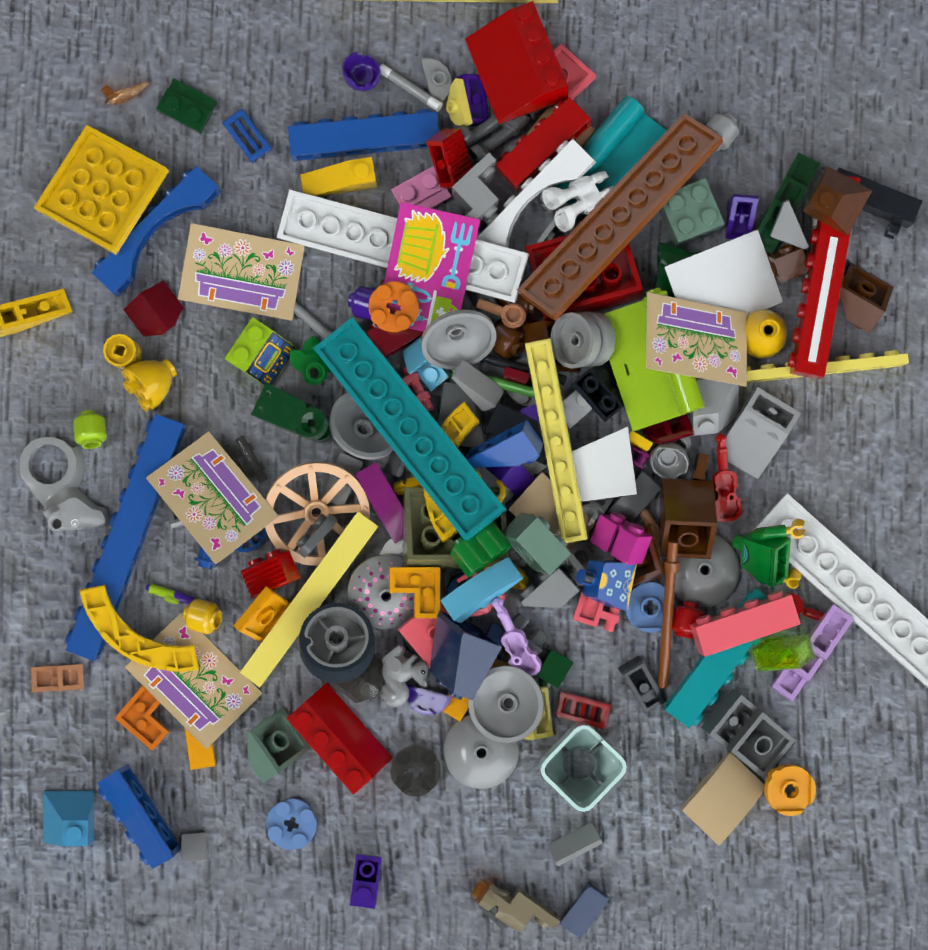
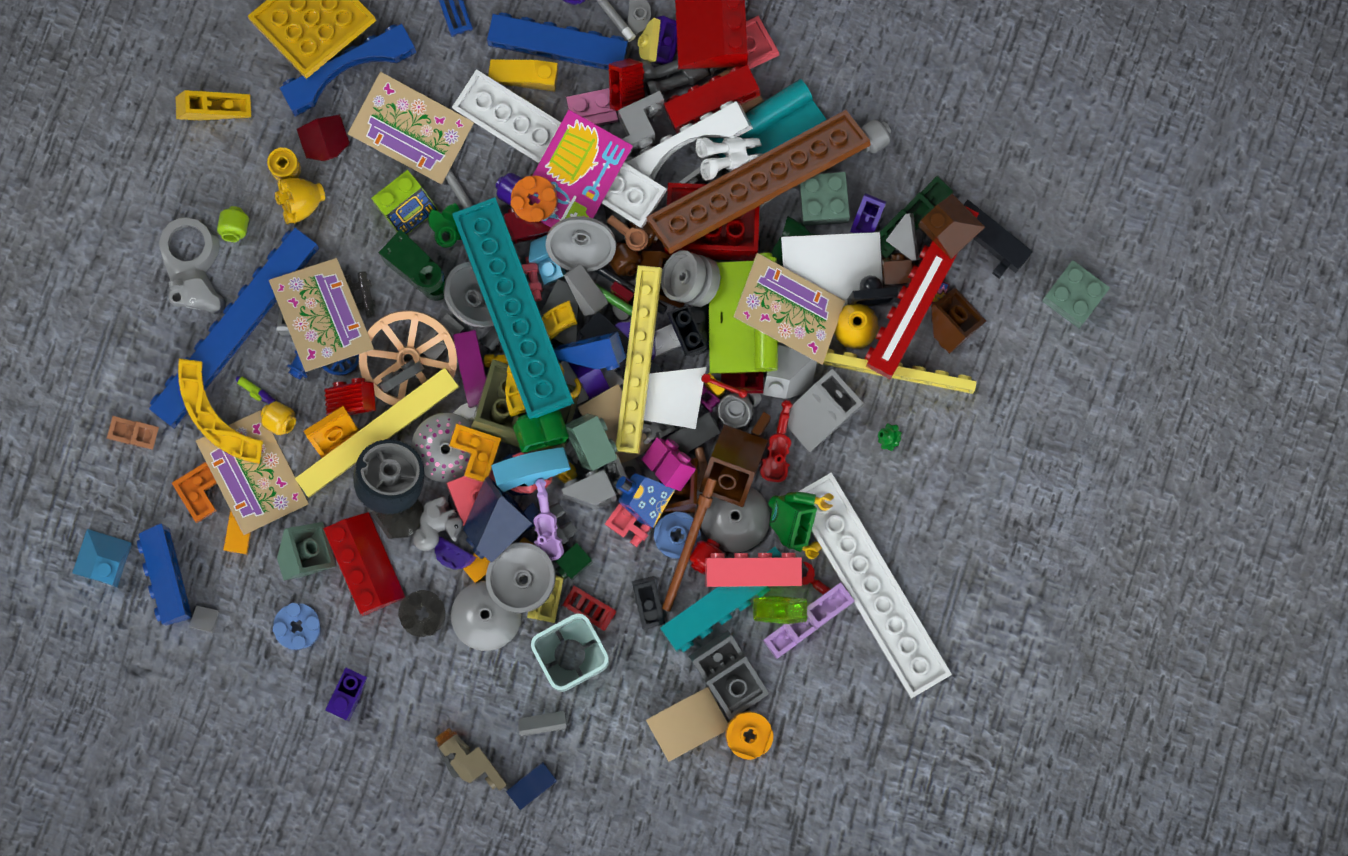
camera: 20 degrees right, 5 degrees down
(632, 438) = (706, 378): none -> red hinge
(772, 295) = (872, 293): none -> black tile
(834, 438) = (889, 437): none -> green plant

